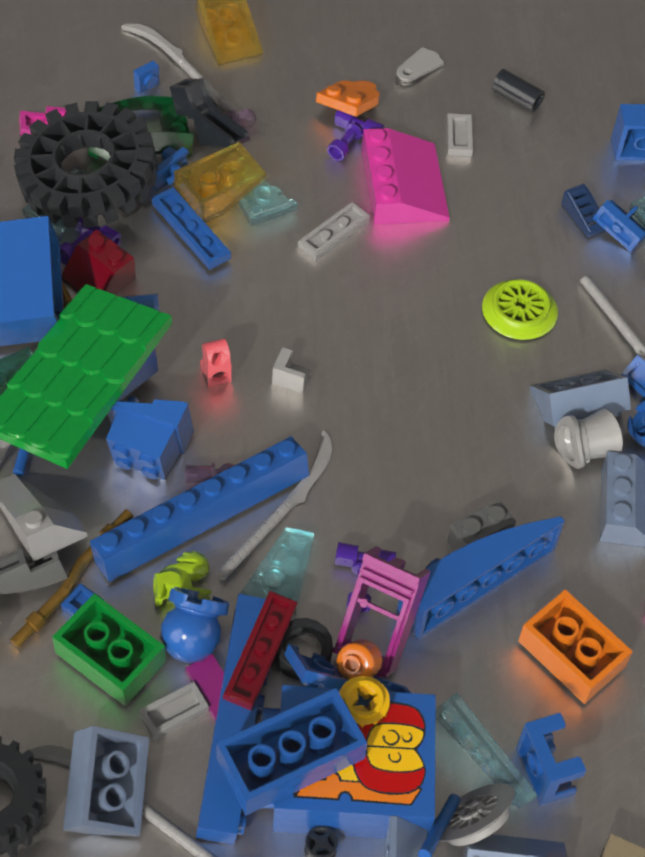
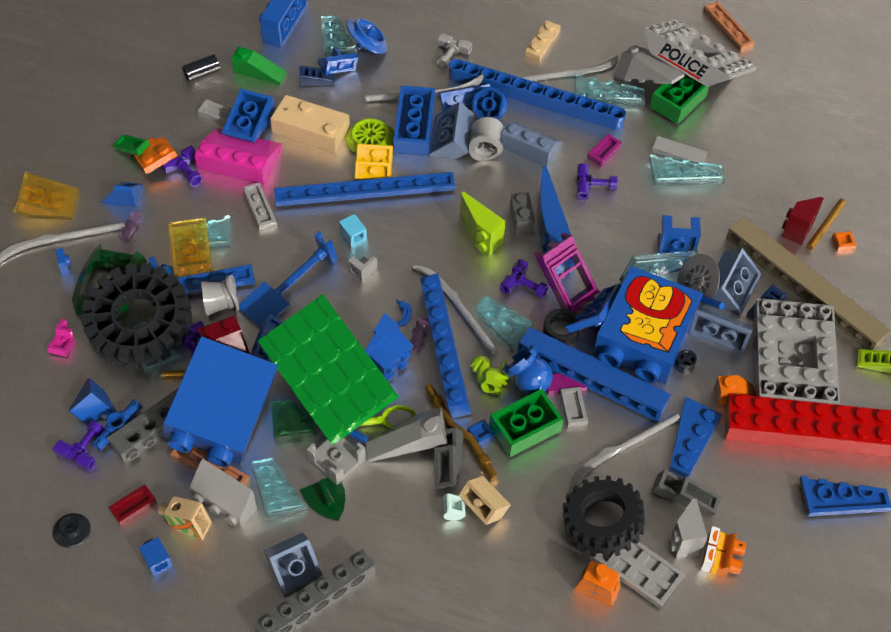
camera: 65 degrees left, 0 degrees up
(63, 488) = (392, 416): none -> piece
(106, 782) = (613, 451): sand blue slope -> none
(161, 235) = (220, 295): none -> light grey hat
(184, 289) = (269, 300): none -> blue piece
(211, 124) = (138, 235): black arch -> none
(216, 359) = (340, 299): coral leg -> none
(242, 450) = (406, 312): none -> blue piece
(260, 650) = (562, 343): dark red tile -> none
(279, 95) = (124, 194): none -> blue slope
(291, 751) = (648, 338): blue brick -> none
(343, 340) = (352, 230): none -> medium azure brick
(353, 71) = (131, 145): none -> green tile
(359, 659) = (591, 295): orange head -> none
(369, 689) = (631, 293): yellow gear -> none
(419, 64) = (143, 109): light grey piece -> none
(421, 482) = (482, 224): none -> lime slope
(426, 335) = (364, 189): none -> blue plate
(464, 164) = (249, 115): none -> blue slope
(474, 325) = (373, 161): none -> yellow slope
(495, 232) = (310, 123): none -> tan brick
(558, 143) = (255, 65): none -> green slope
(573, 343) = (414, 120): none -> blue brick
(574, 646) = (614, 200): orange brick -> none
(598, 600) = (586, 181): none -> dark purple bar

